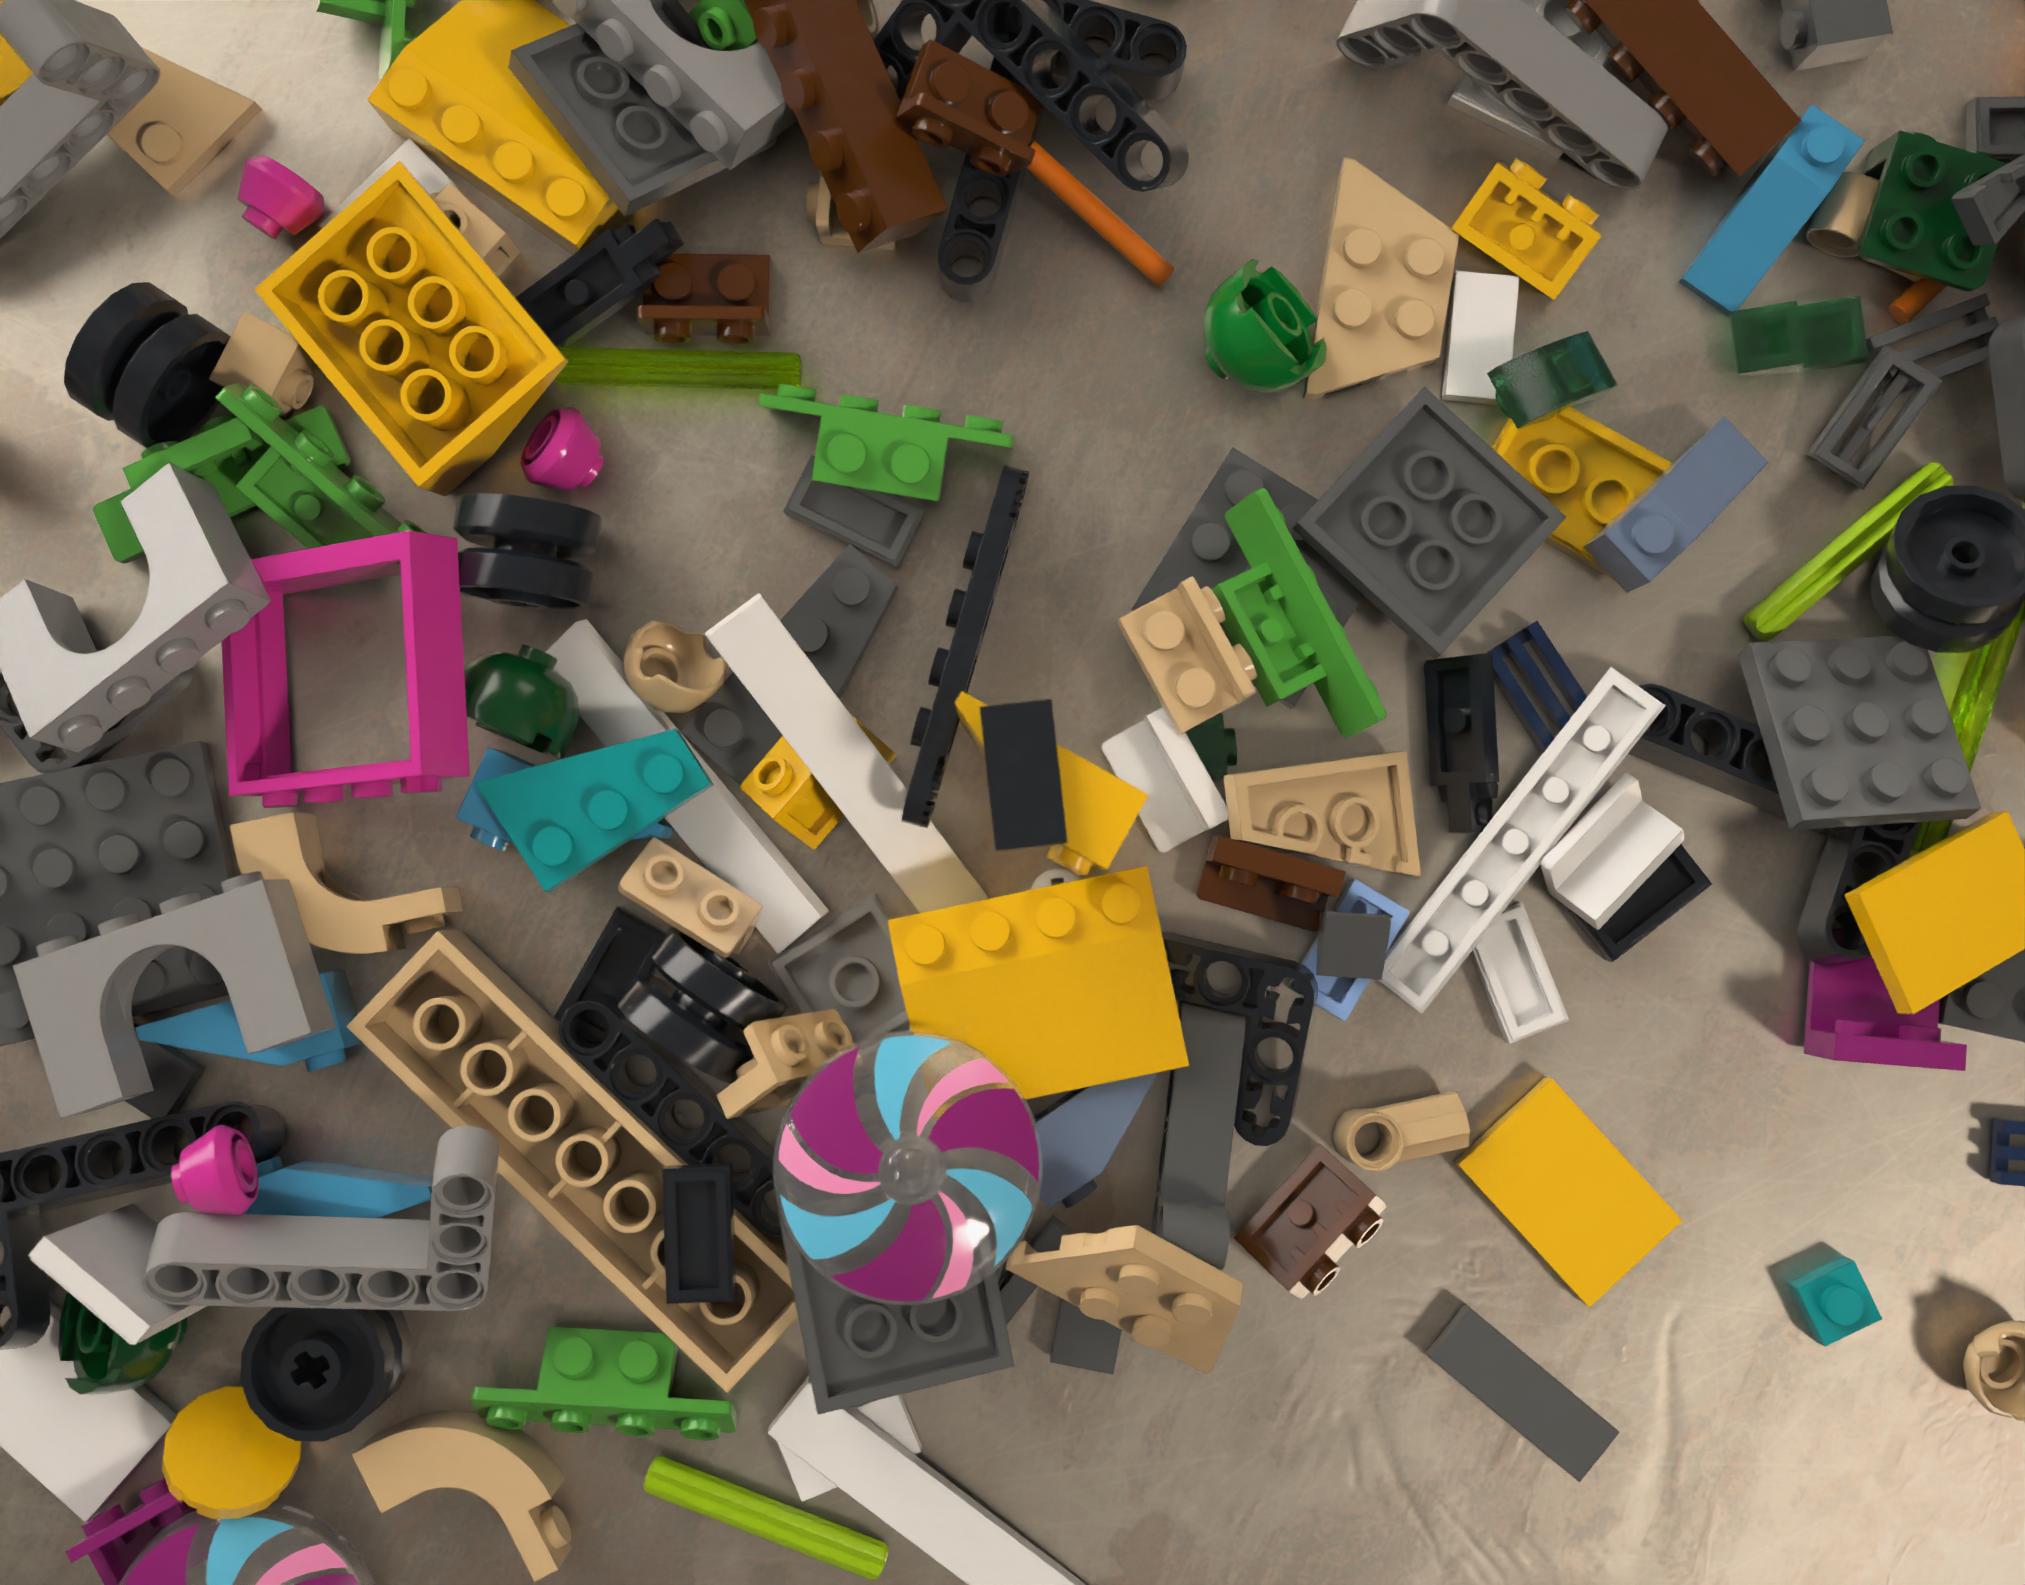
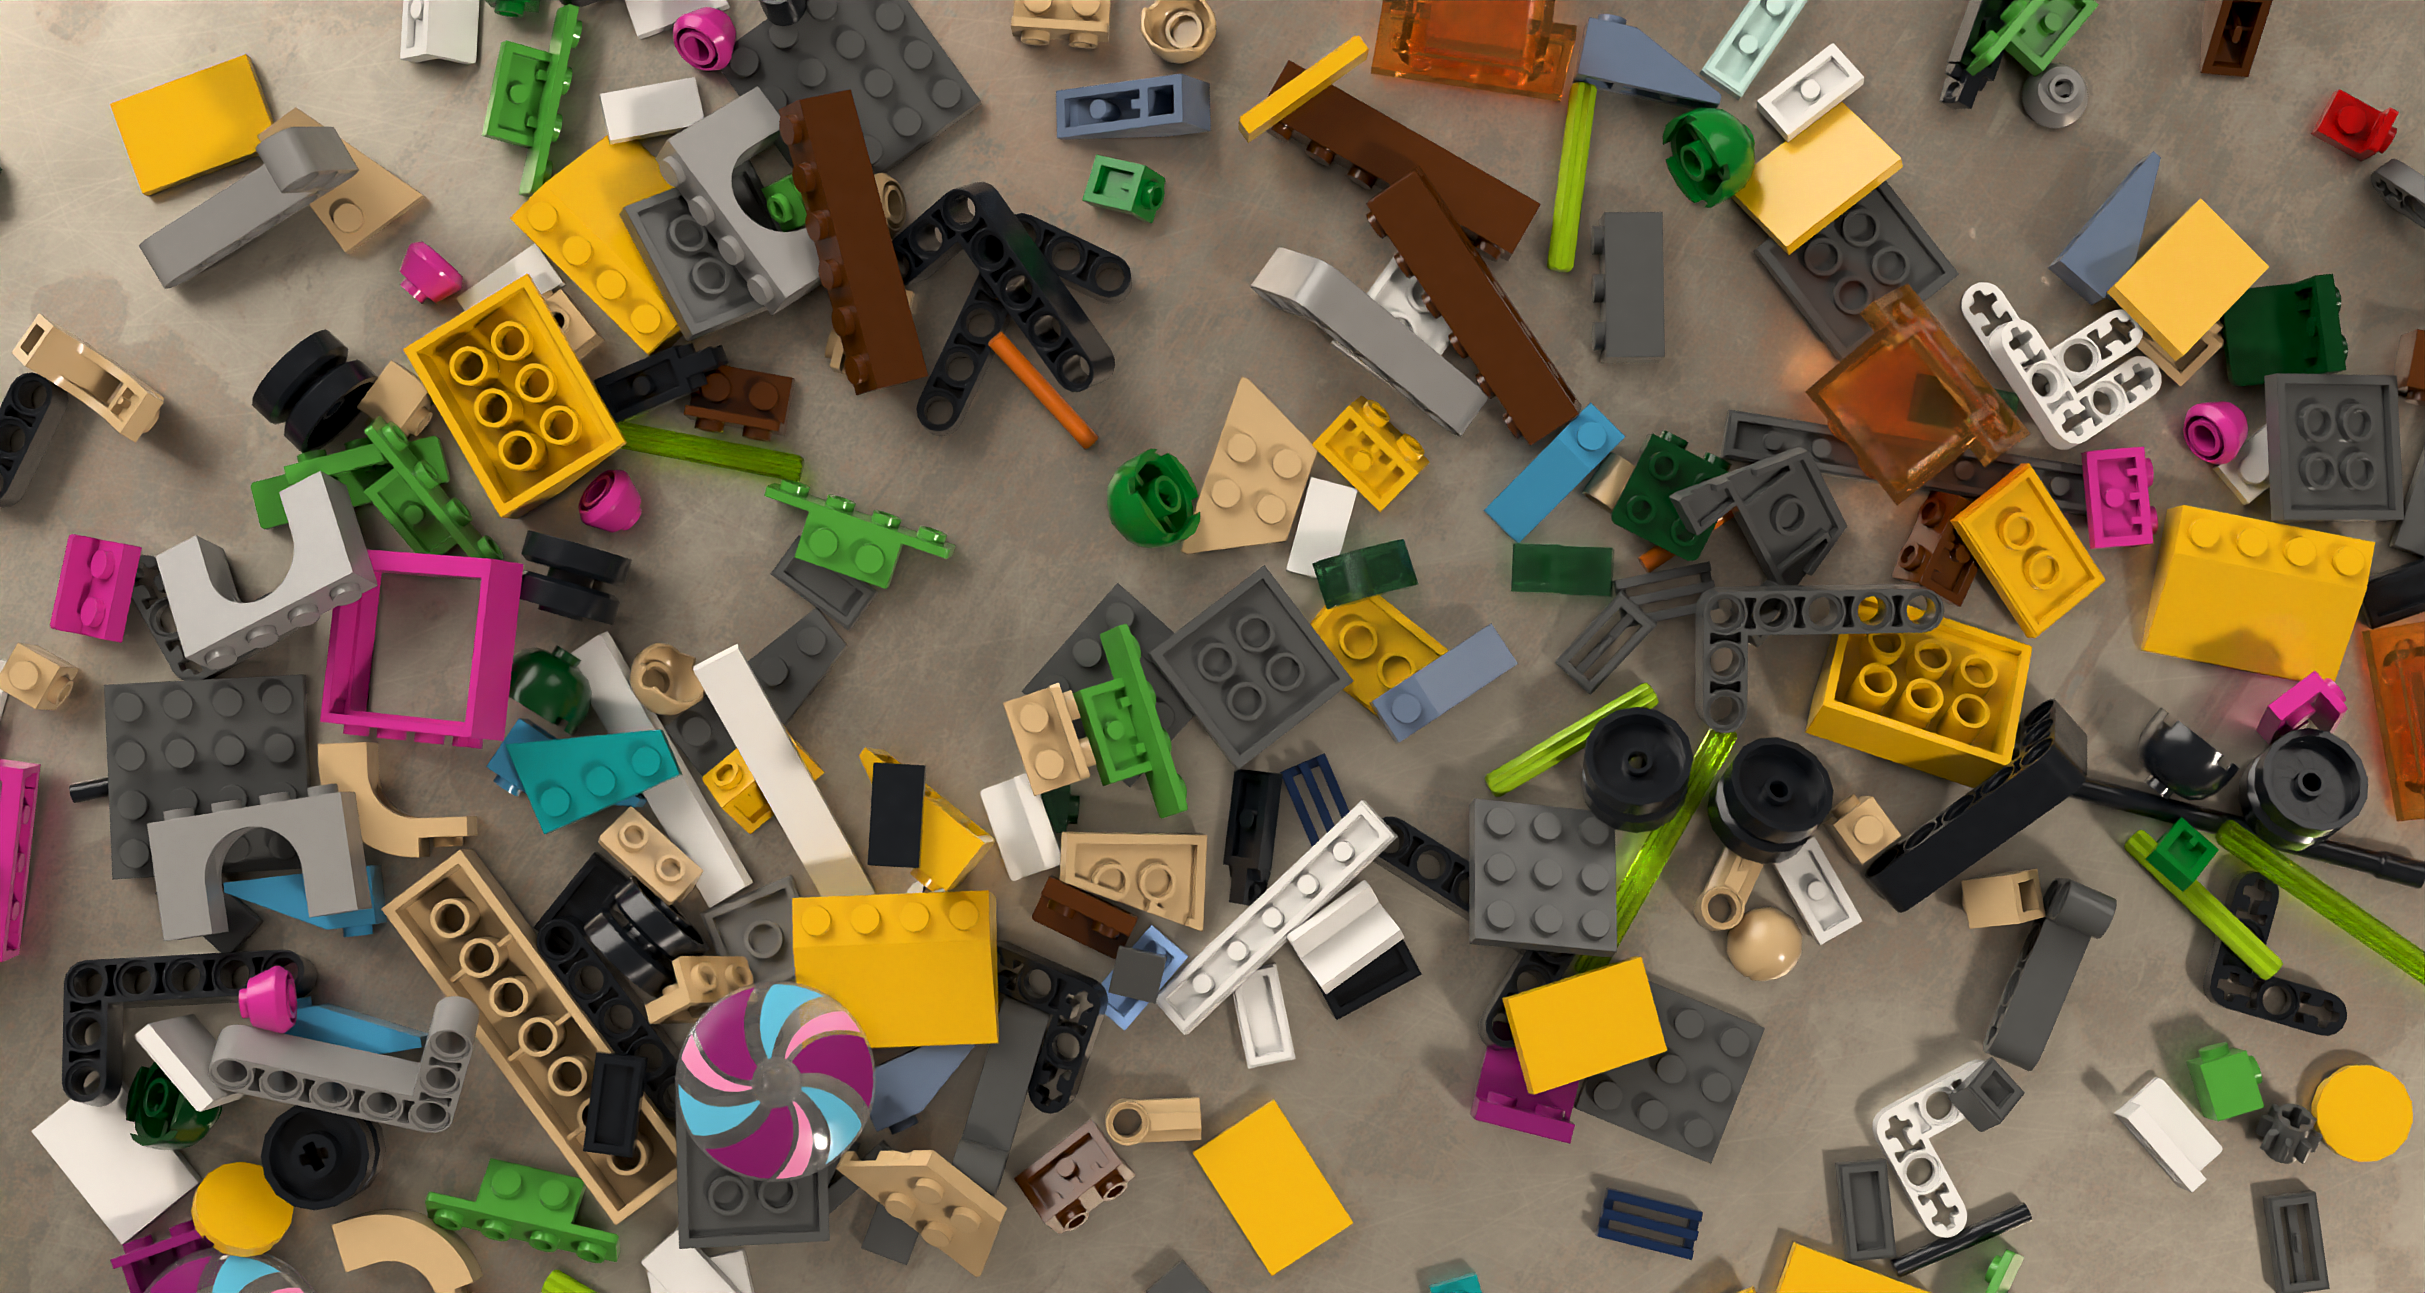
camera: 10 degrees right, 0 degrees up
(955, 667) = (894, 682): black plate -> none
(970, 109) = (957, 305): reddish brown bracket -> none

